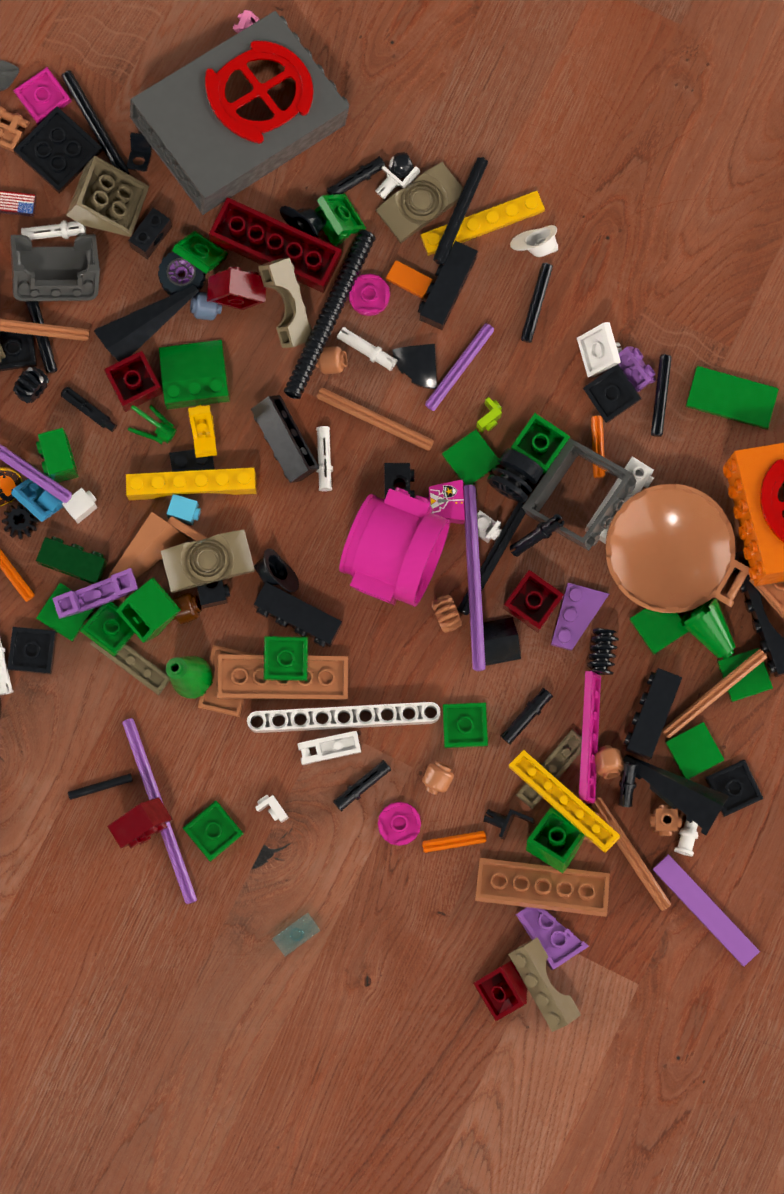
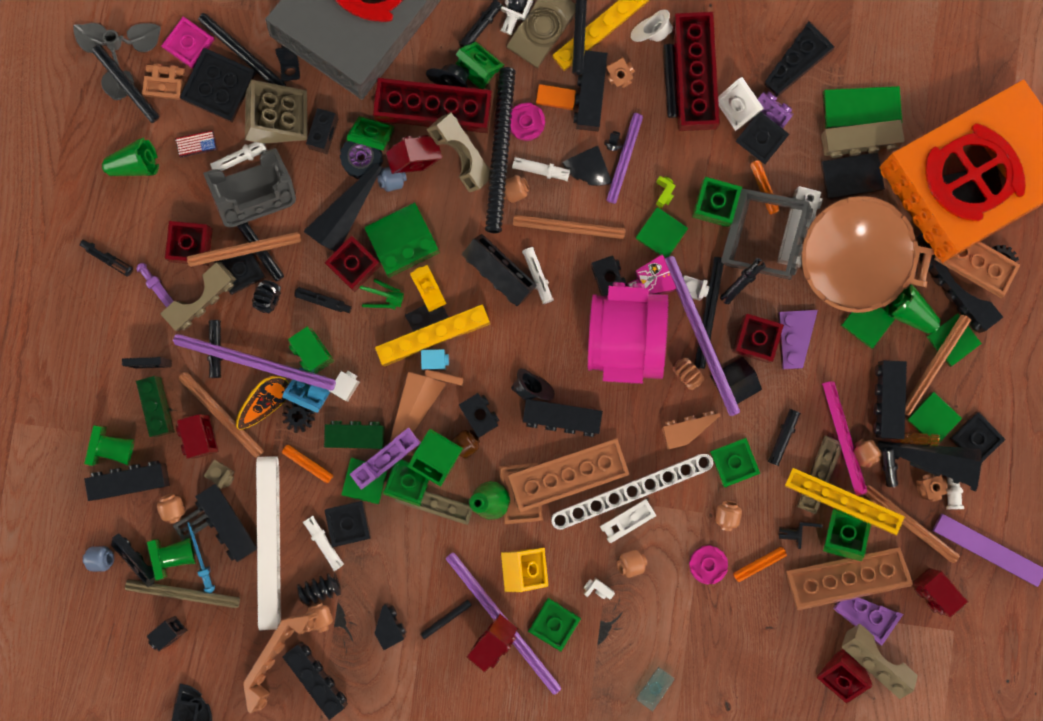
camera: 15 degrees left, 5 degrees up
(35, 773) = (388, 628): none -> black slope
(201, 761) = (524, 570): none -> yellow slope
(207, 560) = (470, 398): dark tan slope -> none
(285, 658) = (566, 459): green tile -> none
(317, 793) = (631, 563): none -> nougat head
(353, 792) = (678, 523): black pin -> none
(420, 674) = (683, 433): none -> nougat slope
(452, 347) = (613, 144): none -> black plate
(477, 276) = (620, 65): none -> nougat brick
(513, 478) = (706, 231): black wheel -> none
(565, 301) = (696, 71): none -> dark red brick
(602, 651) = (830, 361): black piece -> none
(633, 933) = (939, 592): none -> dark red brick
(661, 395) = (802, 125): black axle -> none
(671, 766) = (923, 439): none -> clear orange axle
(687, 322) = (803, 55): none -> black wing
(695, 465) = (852, 175): none -> black tile
(717, 429) = (862, 138): none -> dark tan brick

